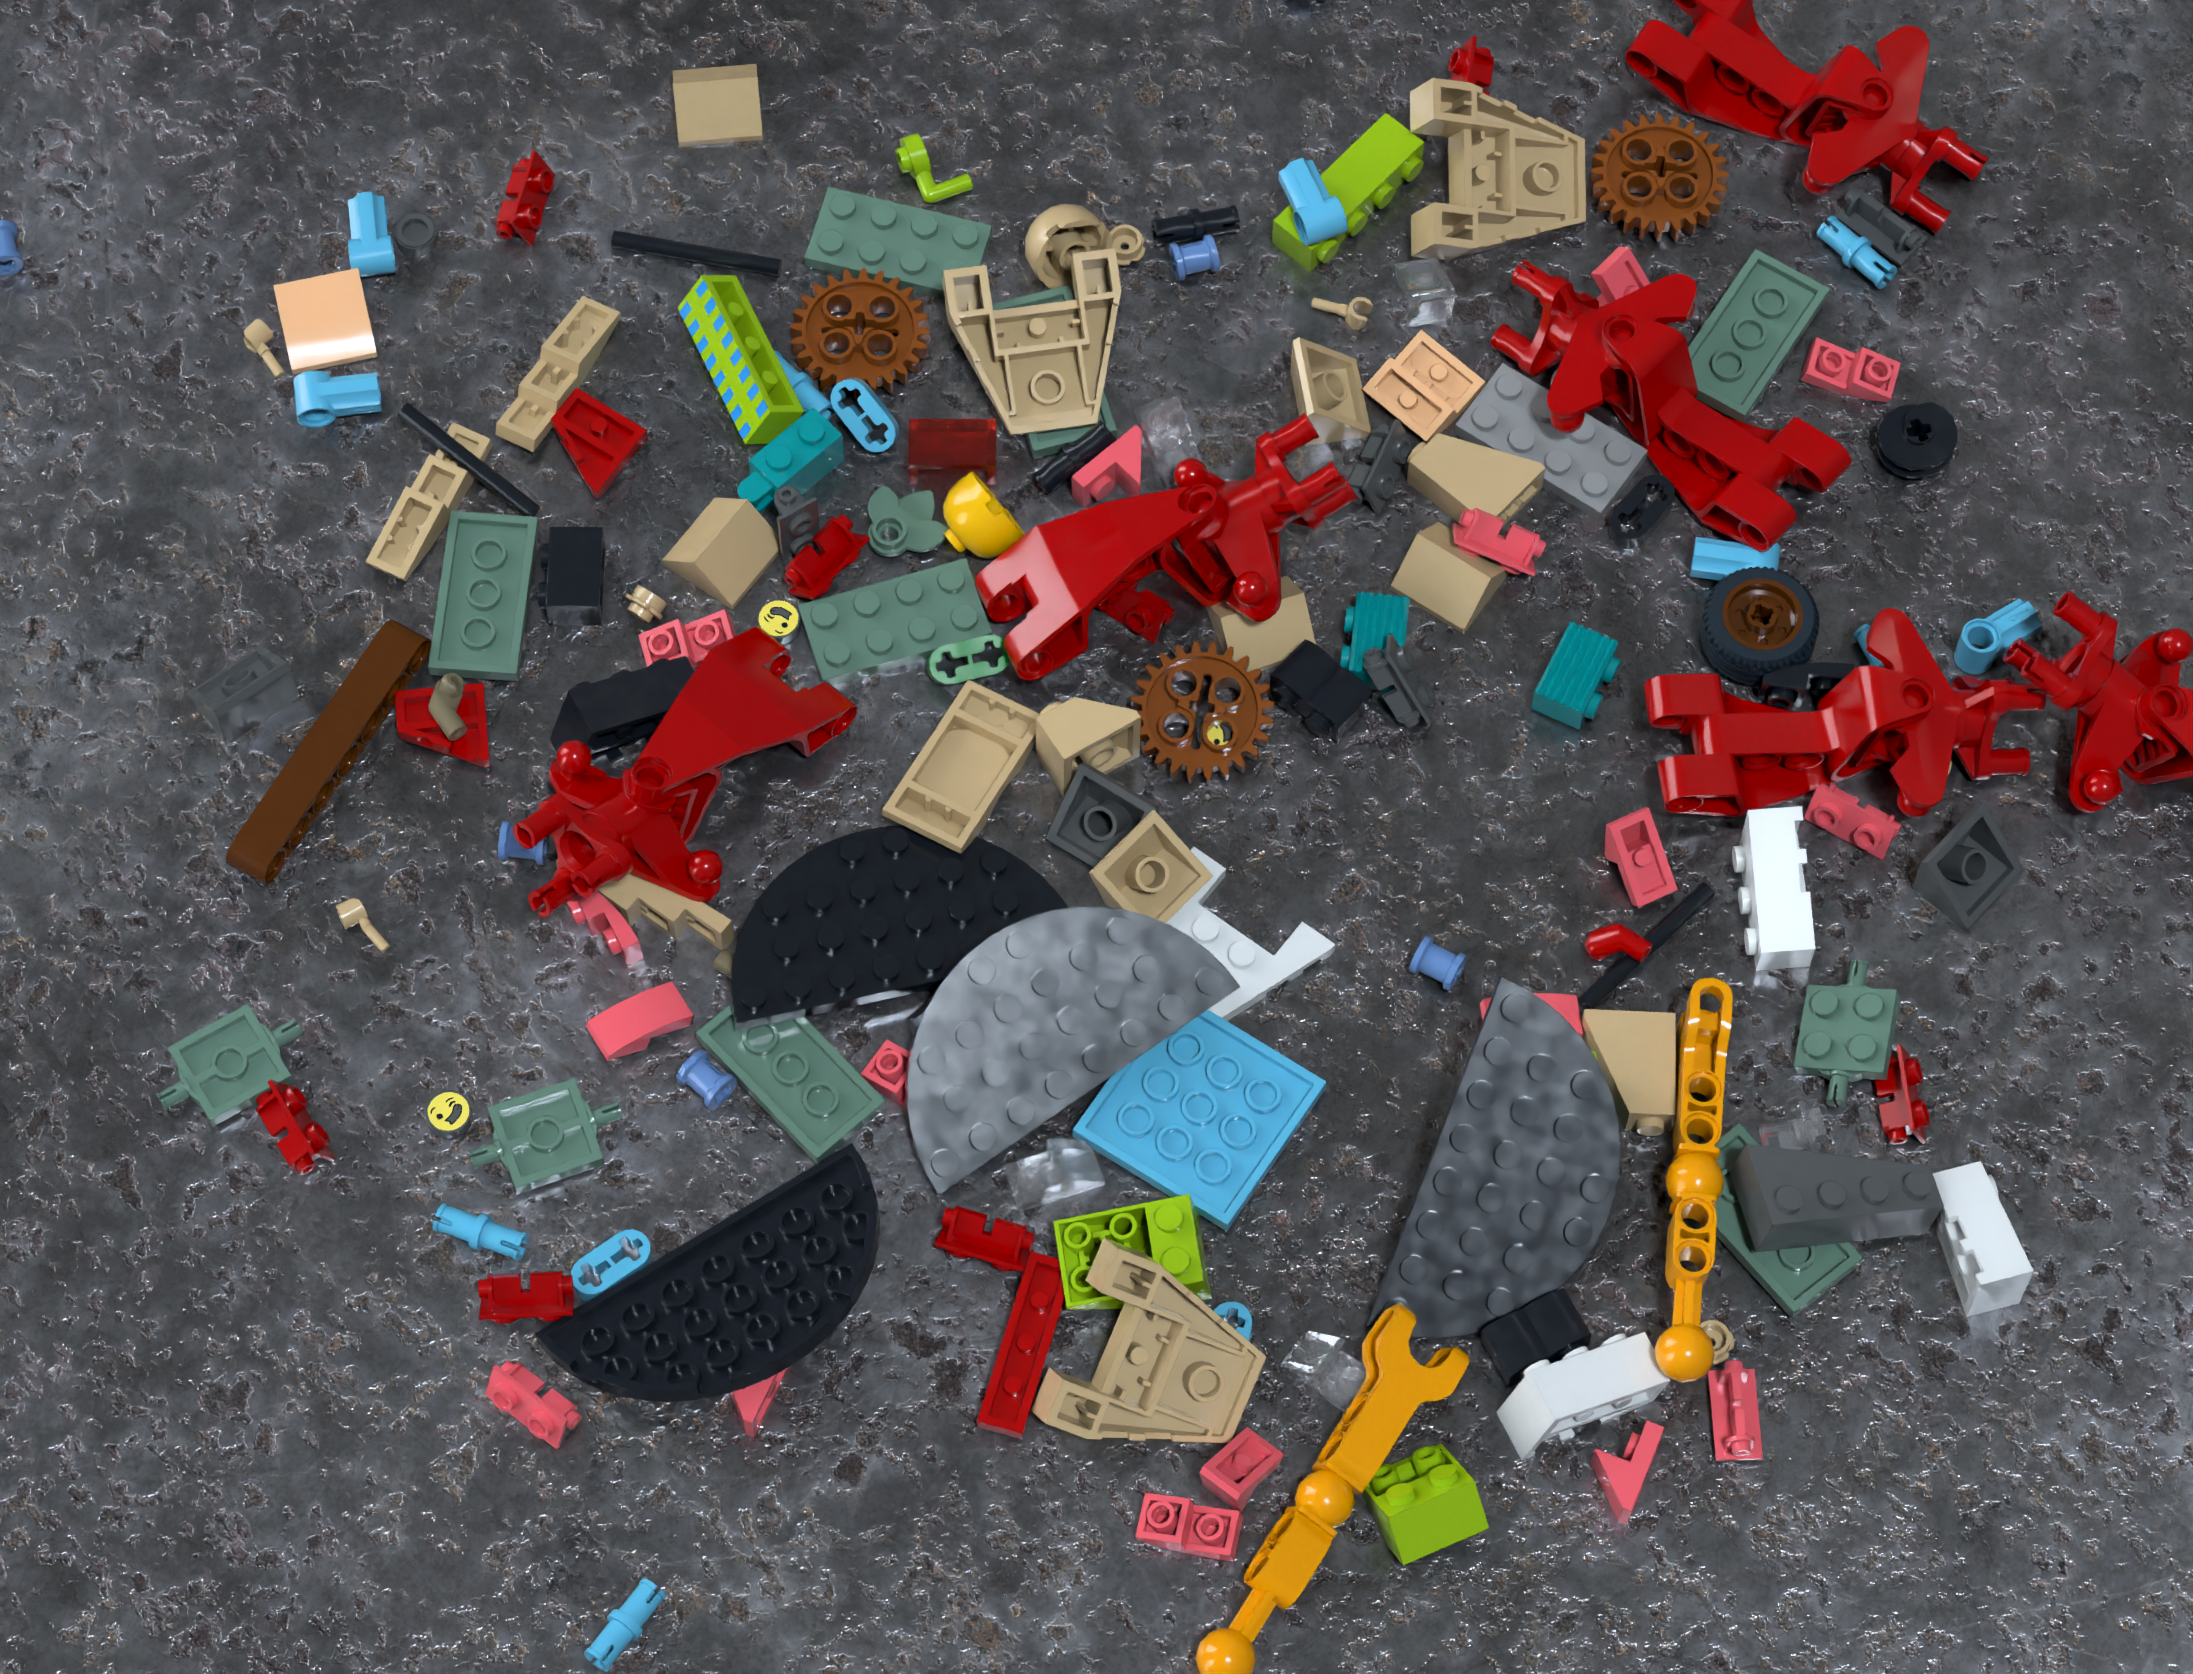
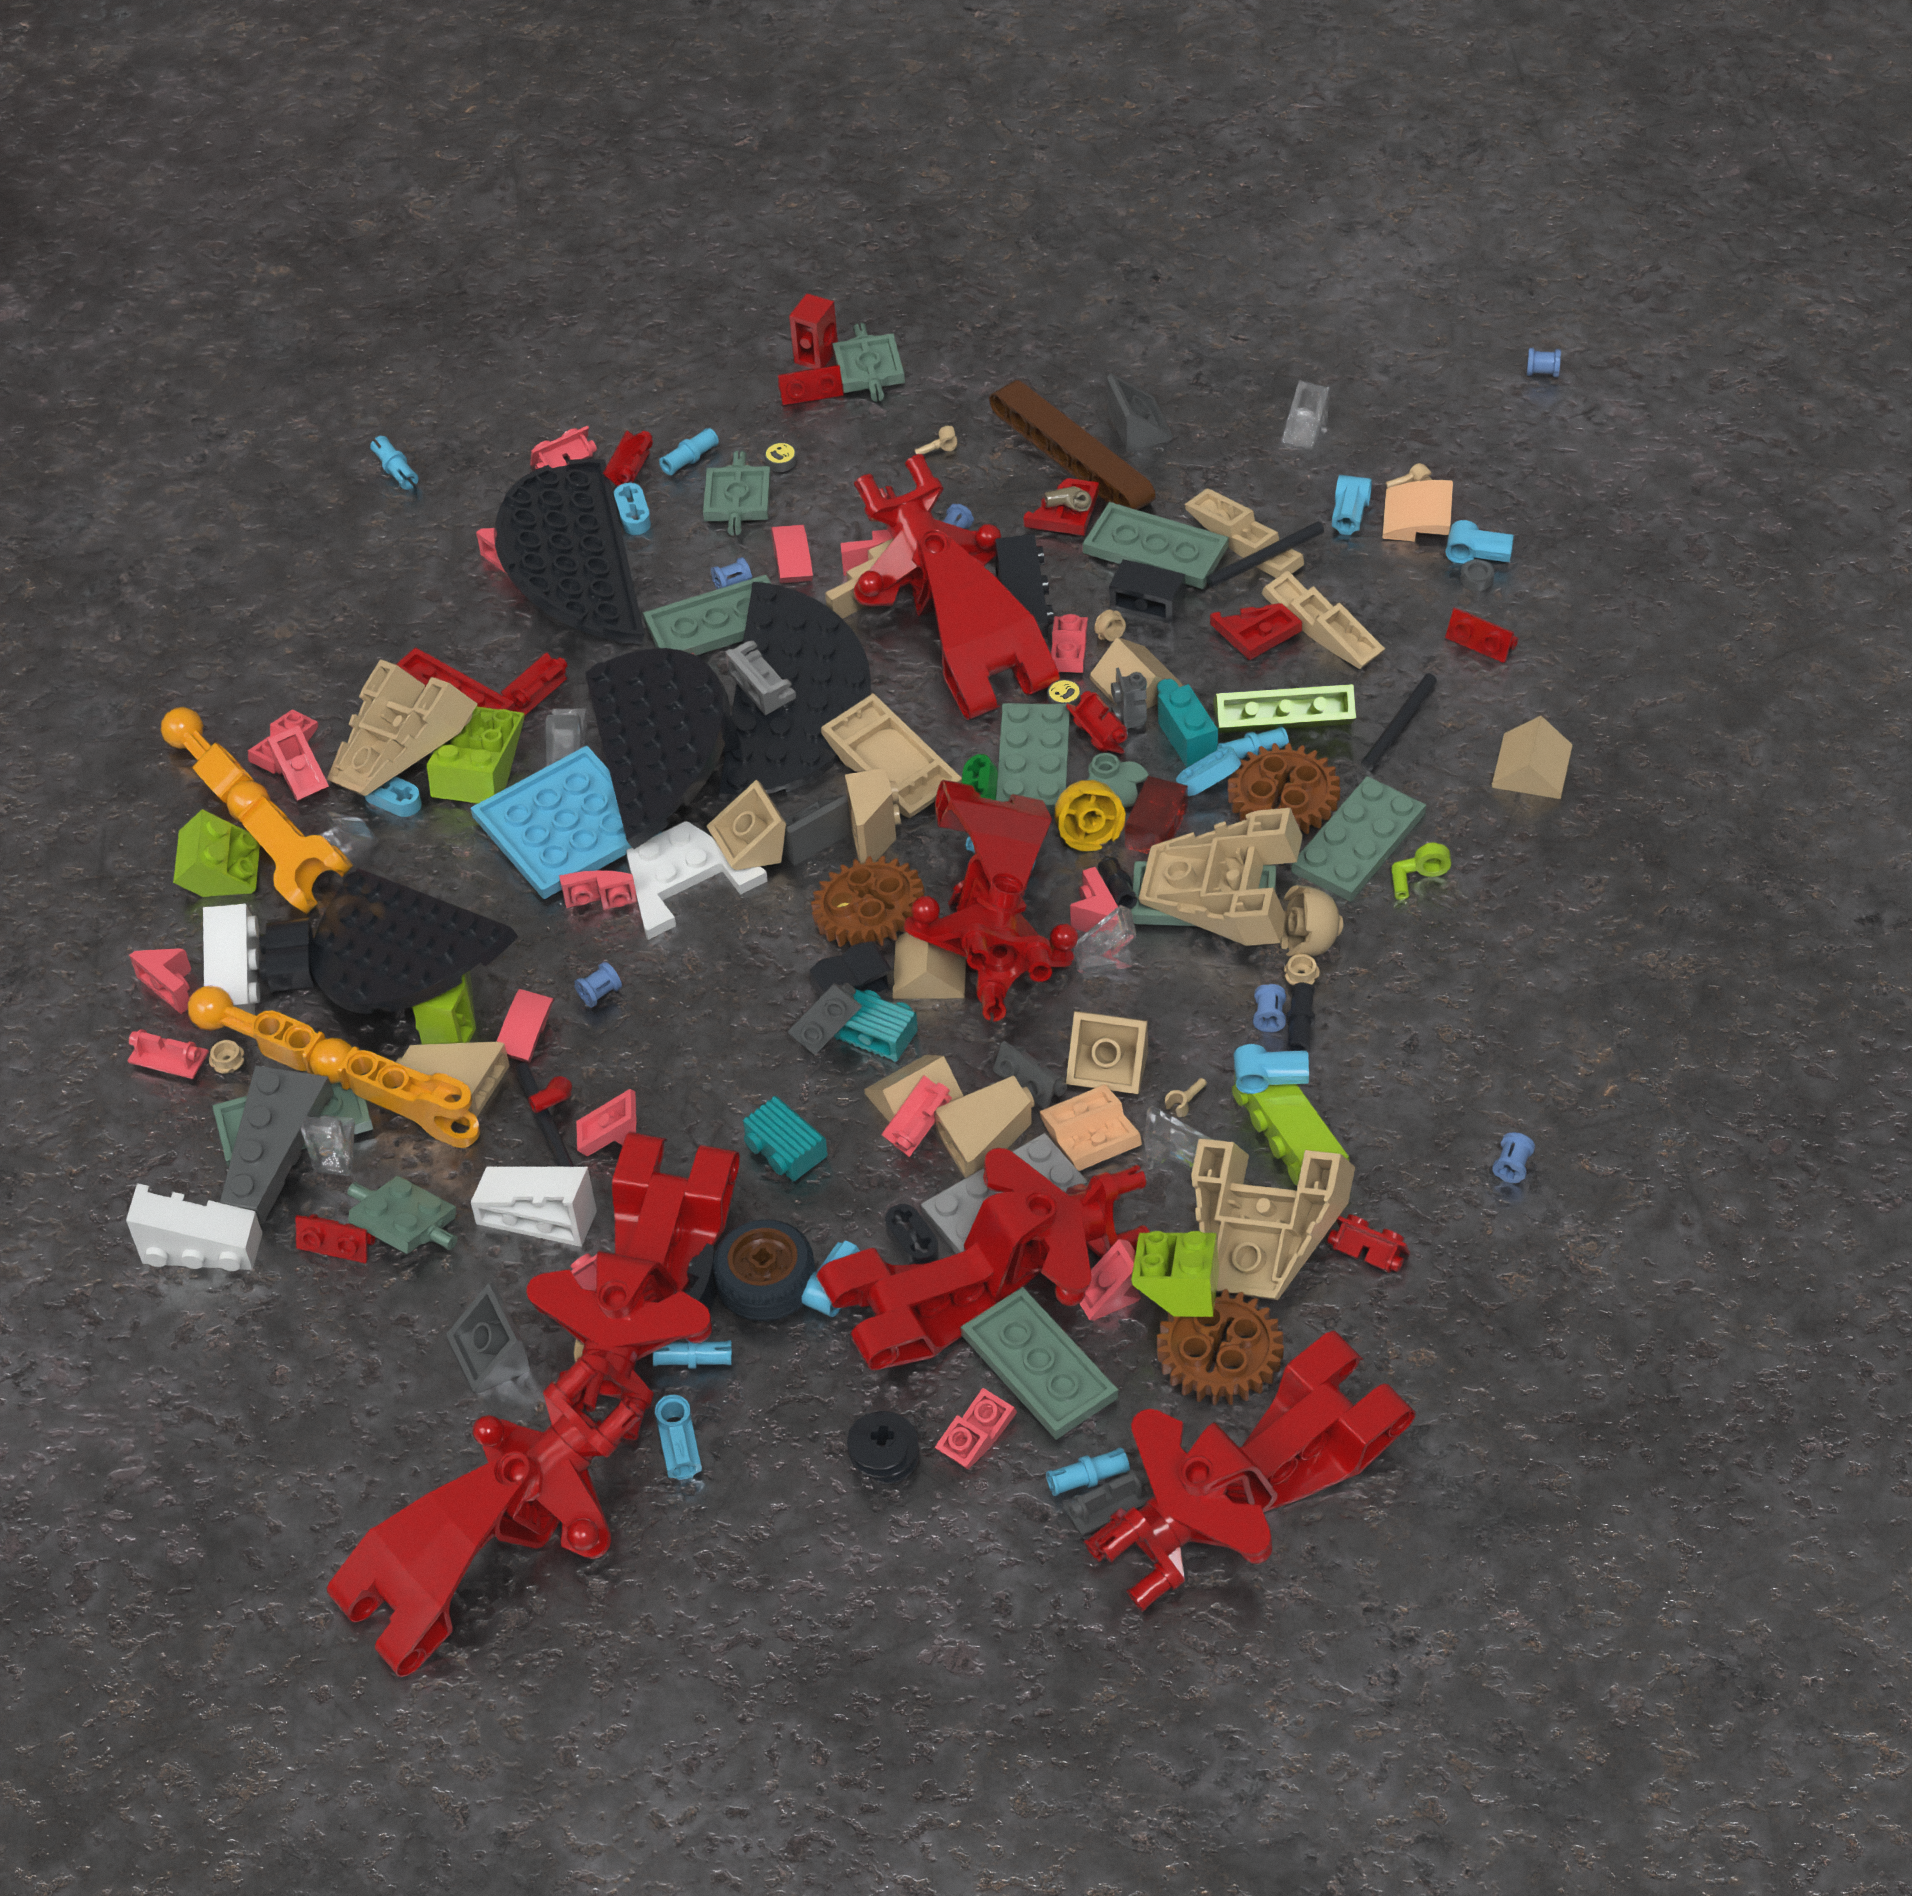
camera: 115 degrees right, 15 degrees down
(200, 480) = (1307, 415): none -> clear slope
(209, 1137) = (813, 331): none -> red brick
(912, 942) = (758, 678): none -> light grey hinge
(1293, 1011) = (610, 887): none -> coral slope
(1609, 211) = (1178, 1271): none -> lime slope

